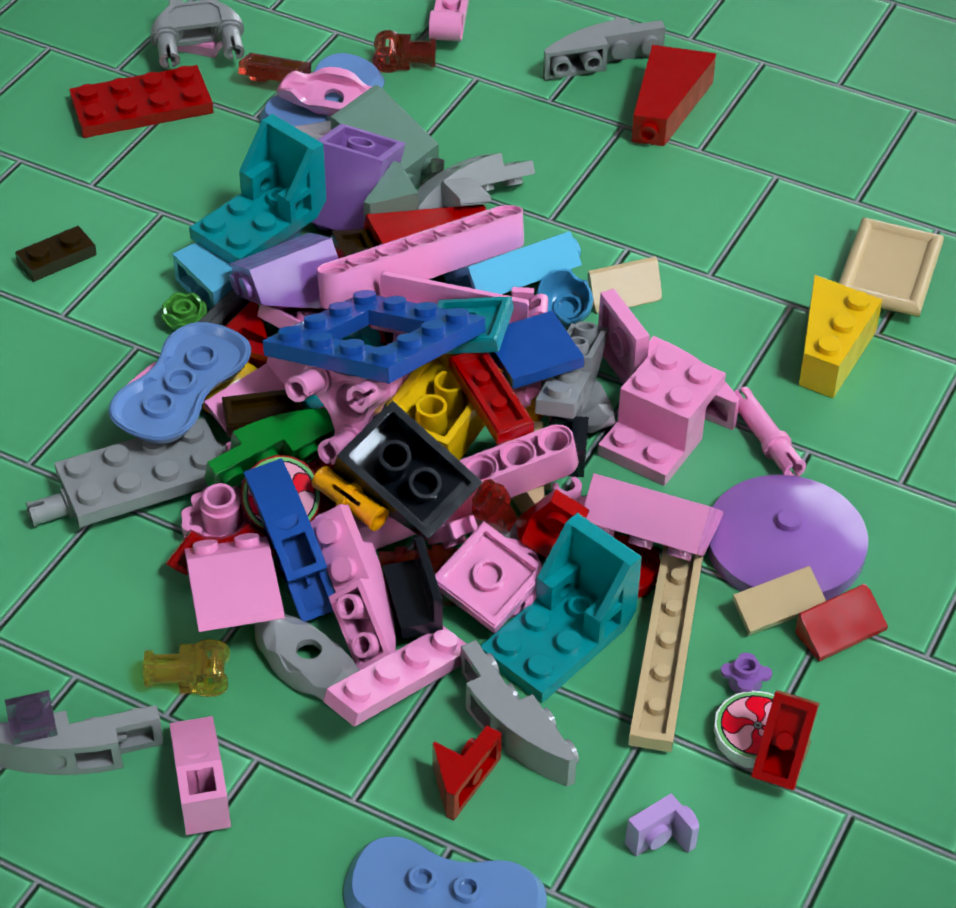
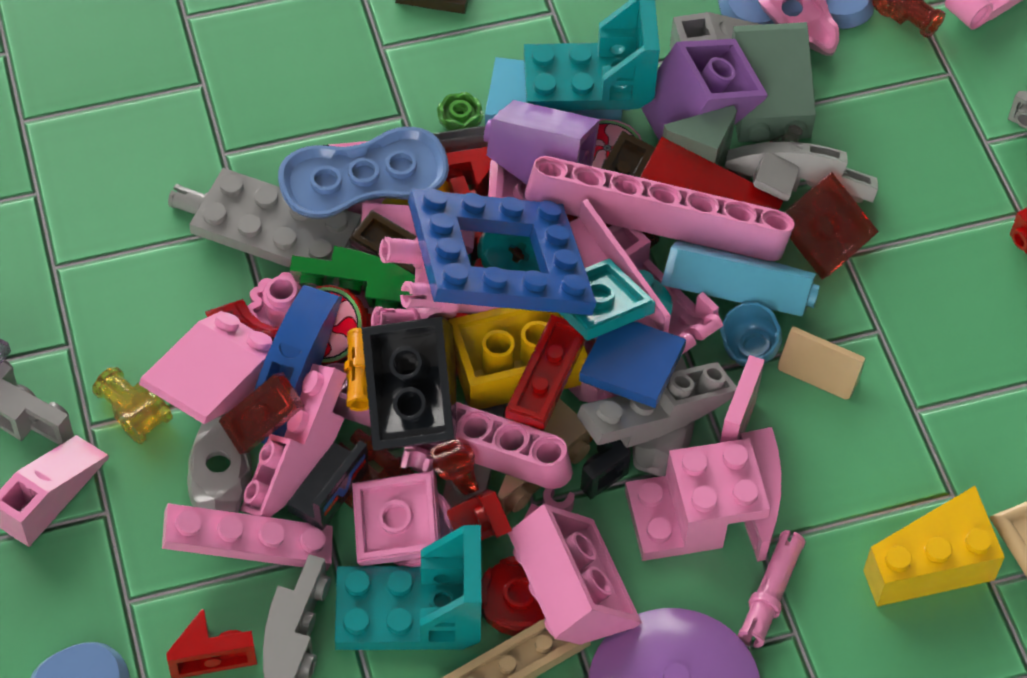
camera: 45 degrees right, 10 degrees up
(314, 581) = (261, 413): none -> clear red plate
(536, 198) = (828, 225): none -> clear red plate

